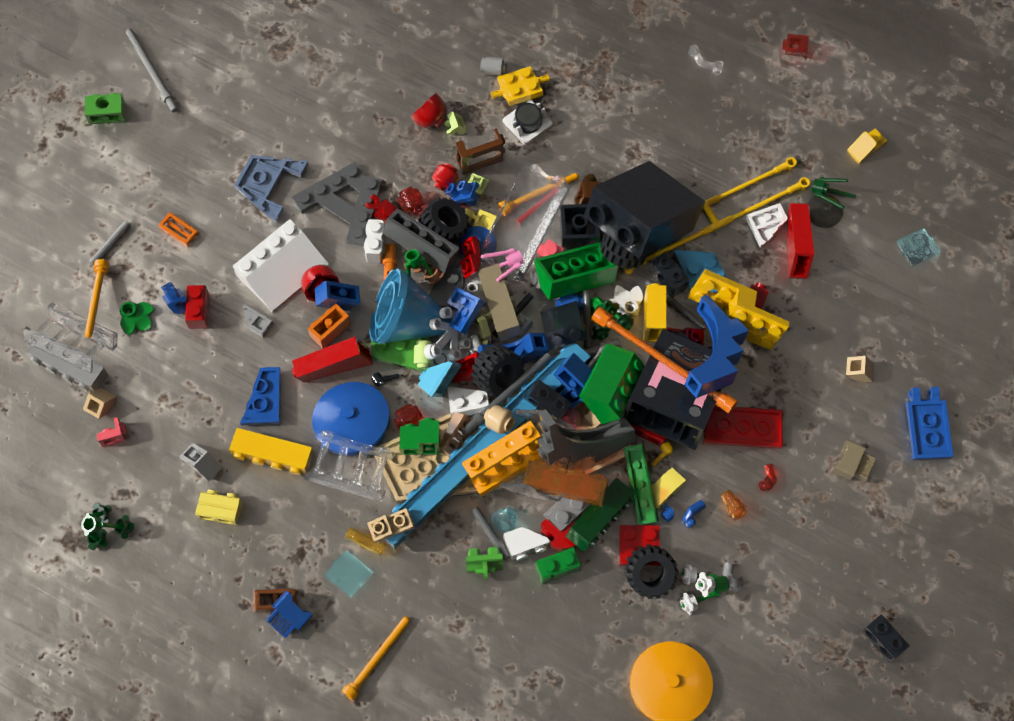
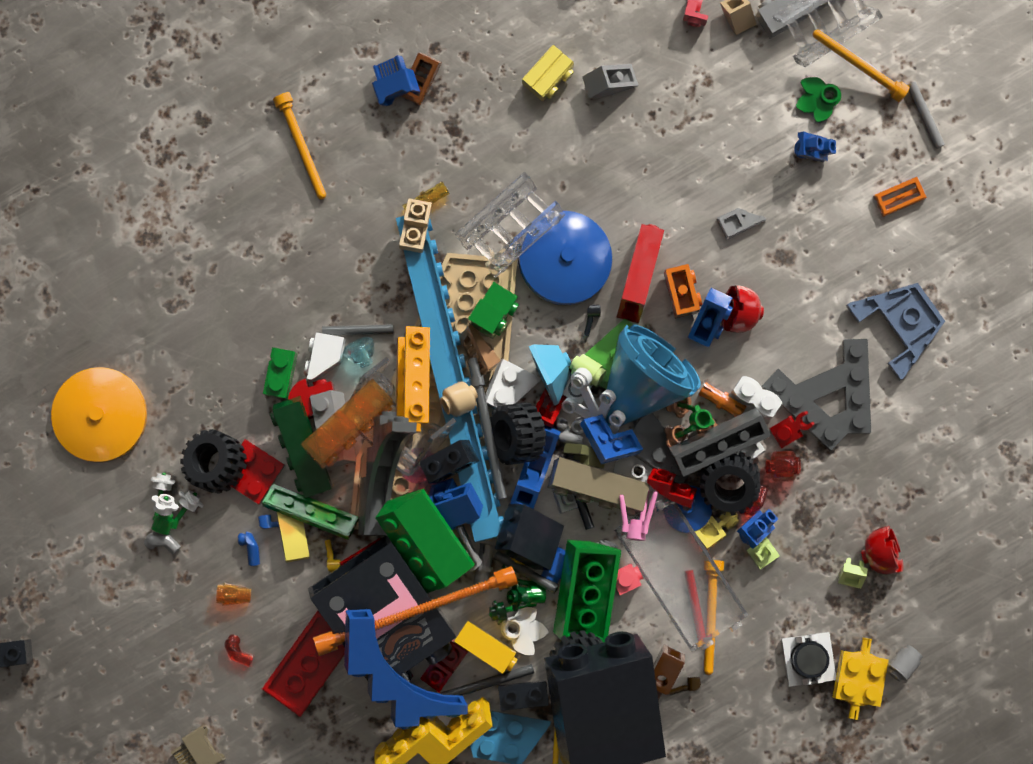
camera: 125 degrees right, 15 degrees up
(197, 307) = (789, 166): red brick -> none
(265, 399) = (640, 181): blue wing -> none
(271, 451) = (577, 157): yellow brick -> none
(277, 265) = (788, 280): white slope -> none
(348, 573) = (404, 165): clear light blue piece -> none
(407, 415) = (529, 316): clear red head -> none
(444, 176) = (791, 521): red head -> none
(463, 155) = (789, 574): reddish brown panel -> none
(484, 563) = (335, 295): bright green hips -> none
(576, 229) = (647, 624): black brick -> none

